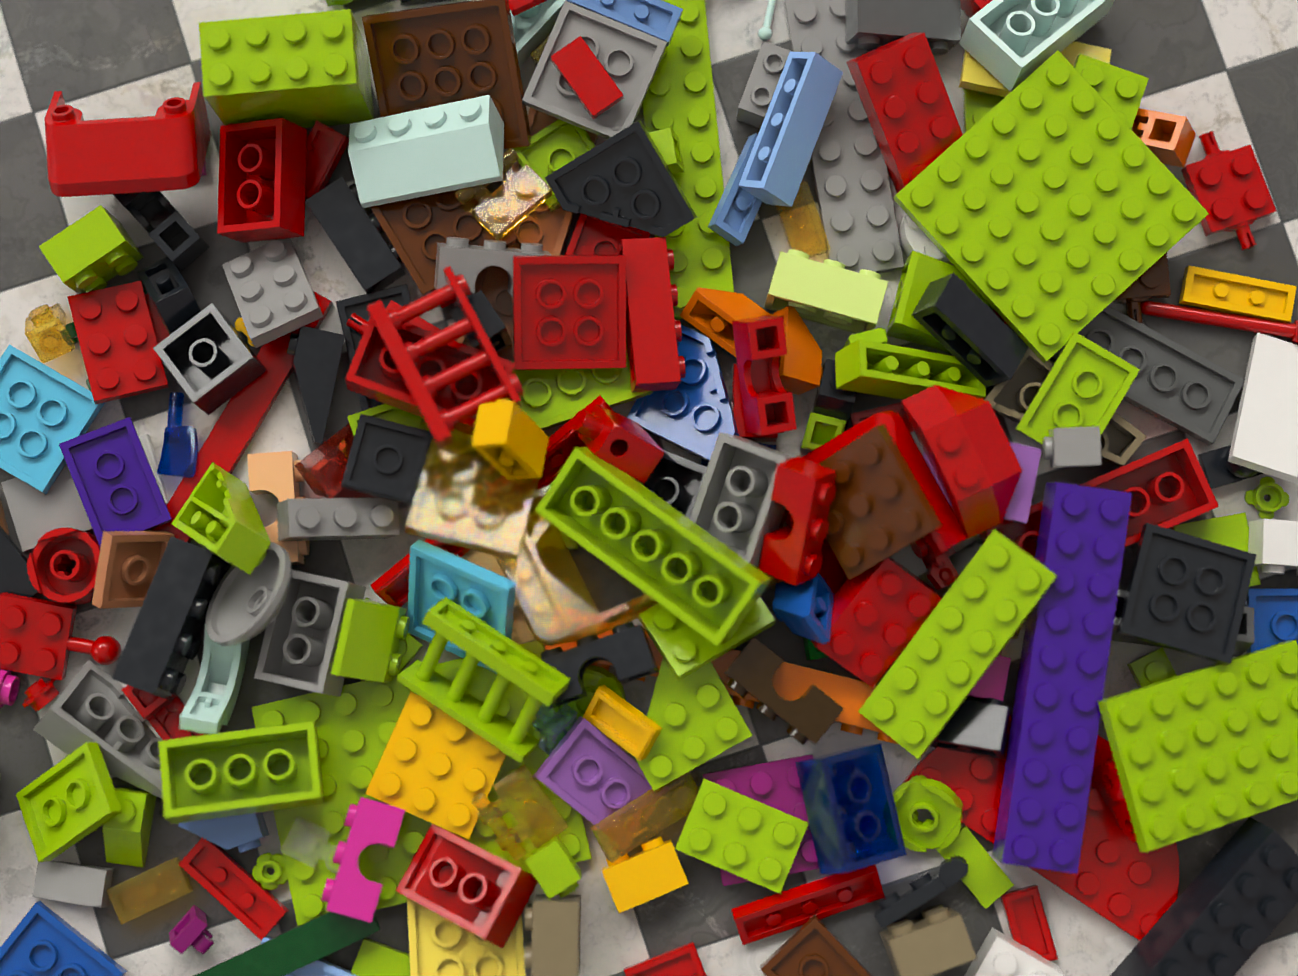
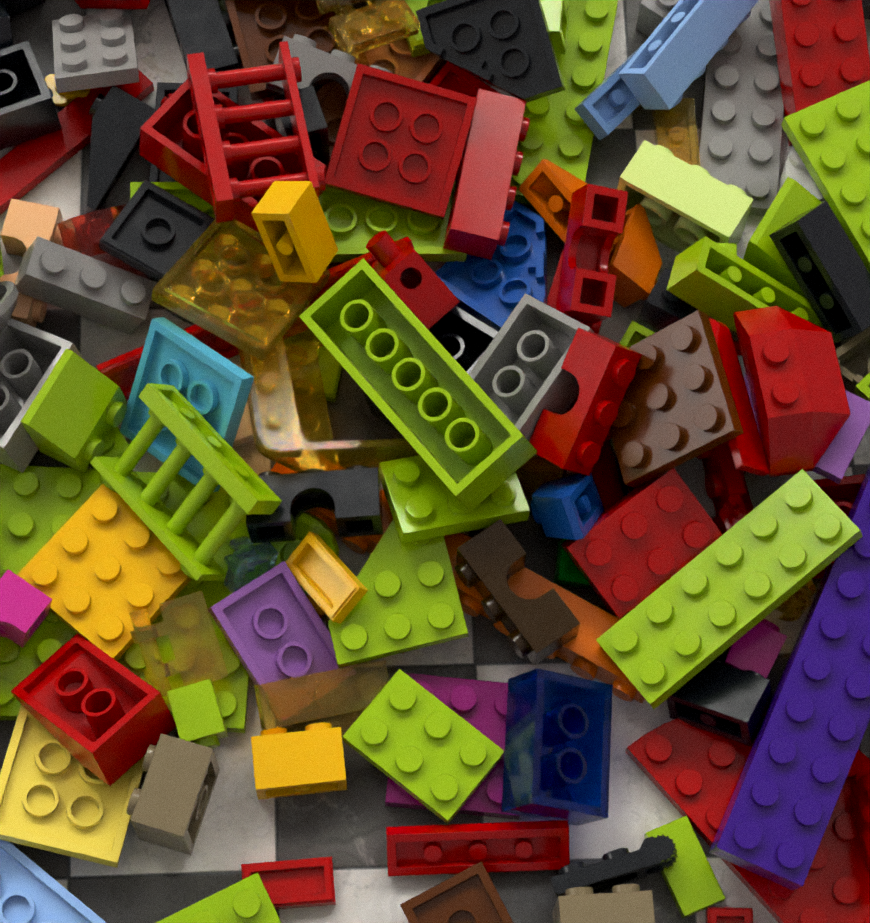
camera: 15 degrees right, 15 degrees down
(940, 801) = (667, 784): lime plate -> none

